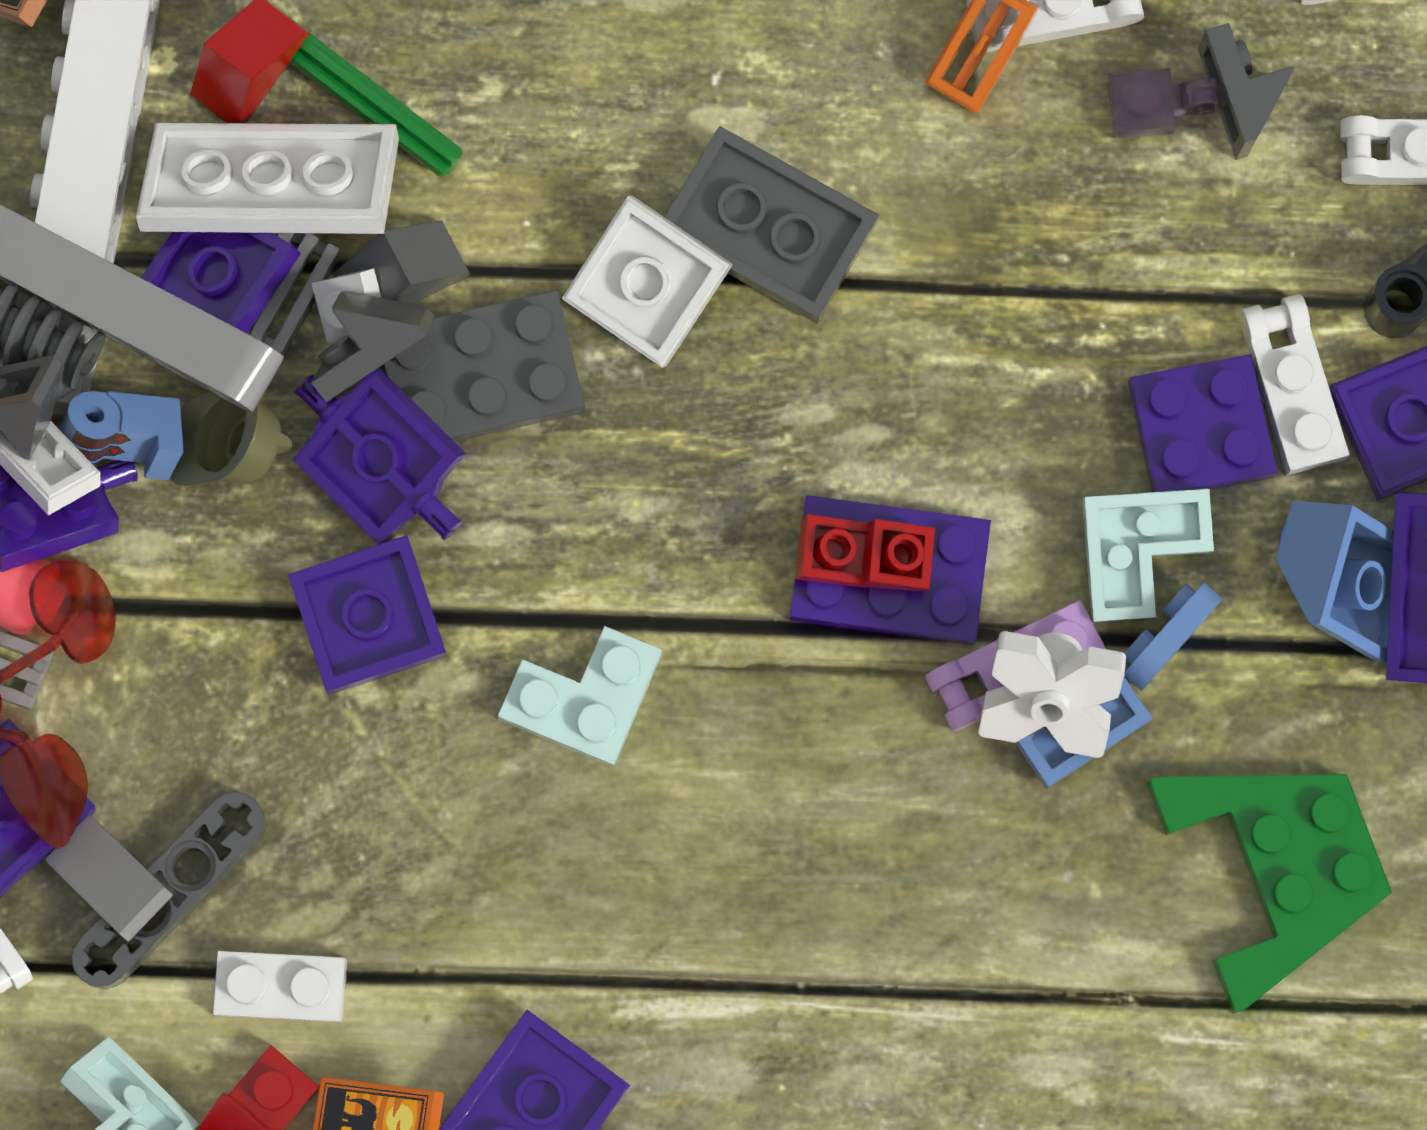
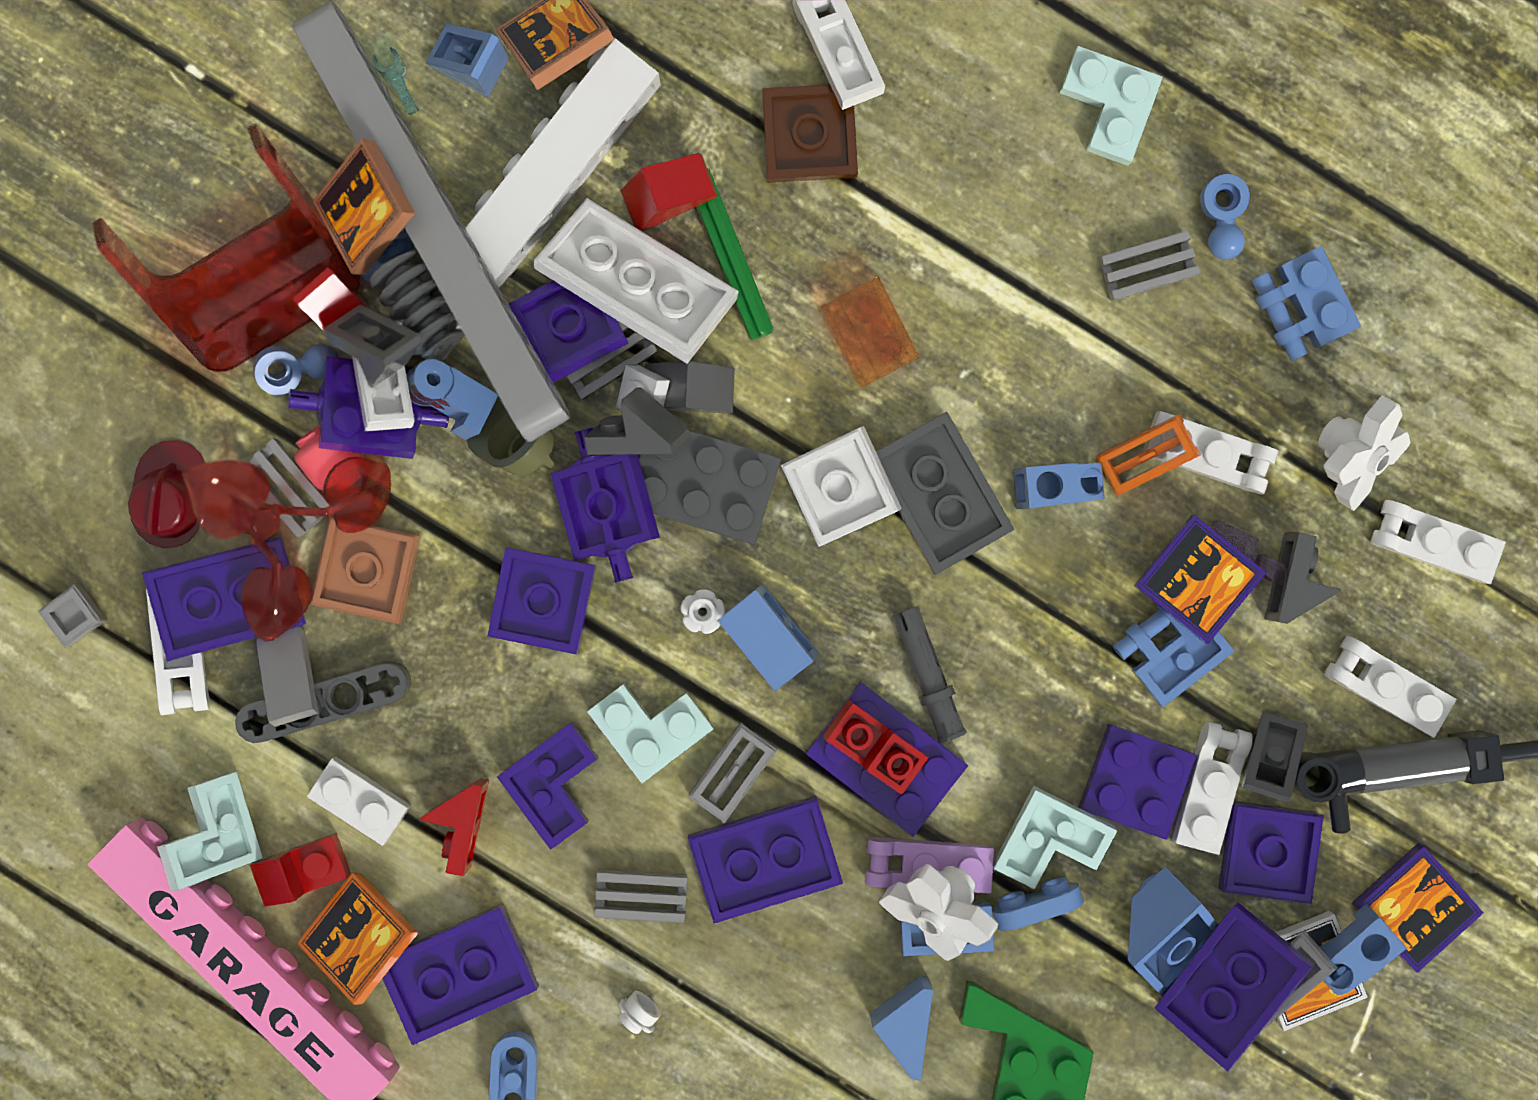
camera: 30 degrees right, 10 degrees up
(133, 704) = (366, 572): none -> nougat tile
(413, 920) = (464, 814): none -> red slope
(486, 829) = (538, 783): none -> dark purple plate
(568, 537) = (714, 607): none -> white plate
(576, 90) = (869, 332): none -> clear orange plate
(663, 503) = (768, 637): none -> medium blue hinge
(710, 744) = (755, 740): none -> light grey tile
(739, 879) = (640, 913): none -> light grey tile
(771, 1046) = (638, 1013): none -> white plate
(815, 773) = (765, 859): none -> dark purple tile
(880, 440) = (929, 675): none -> dark grey pin
(898, 137) = (1057, 484): none -> medium blue leg
(1102, 871) = (904, 1024): none -> medium blue slope
(1126, 147) = (1199, 579): none -> tile
(1165, 256) = (1174, 665): none -> medium blue plate
(1339, 300) = (1275, 757): none -> dark grey slope

